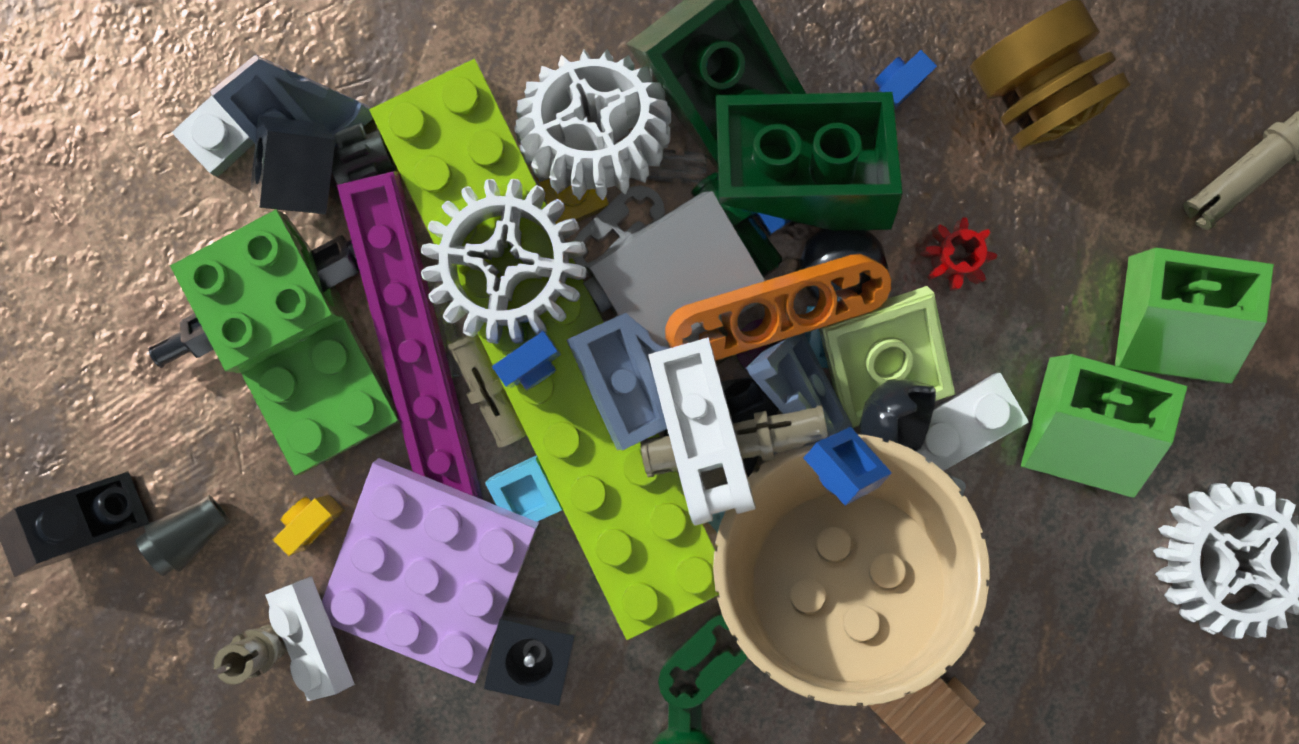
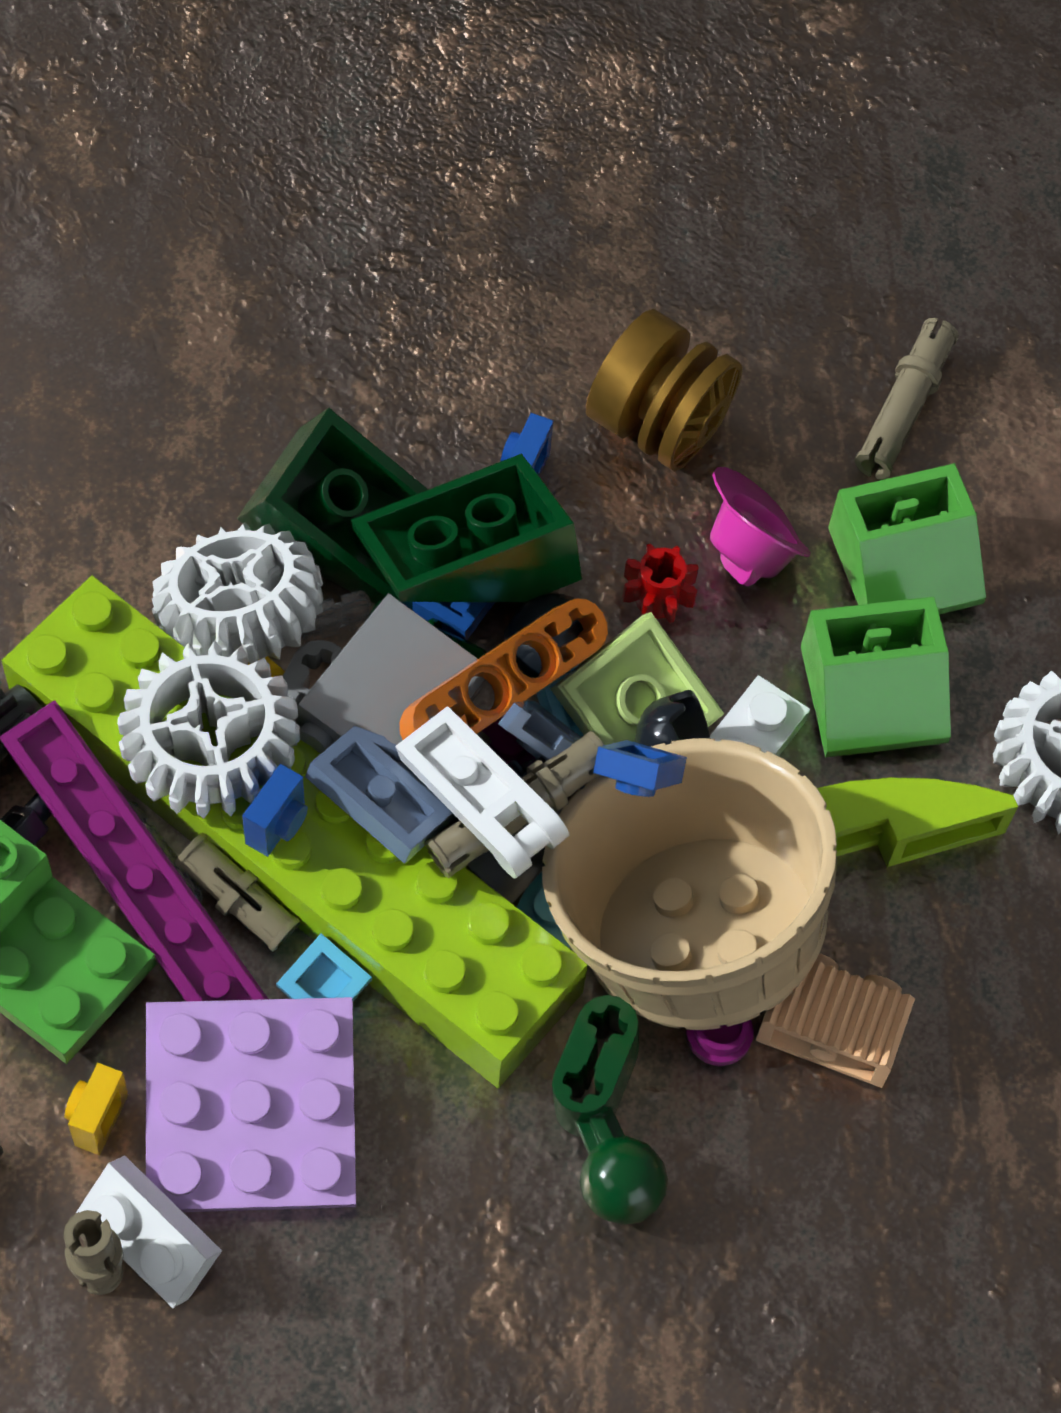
camera: 30 degrees left, 25 degrees down
(531, 657) = (407, 1142): black piece -> none
(1060, 556) = (914, 815): none -> lime slope
(1063, 238) = (751, 530): none -> dark pink piece

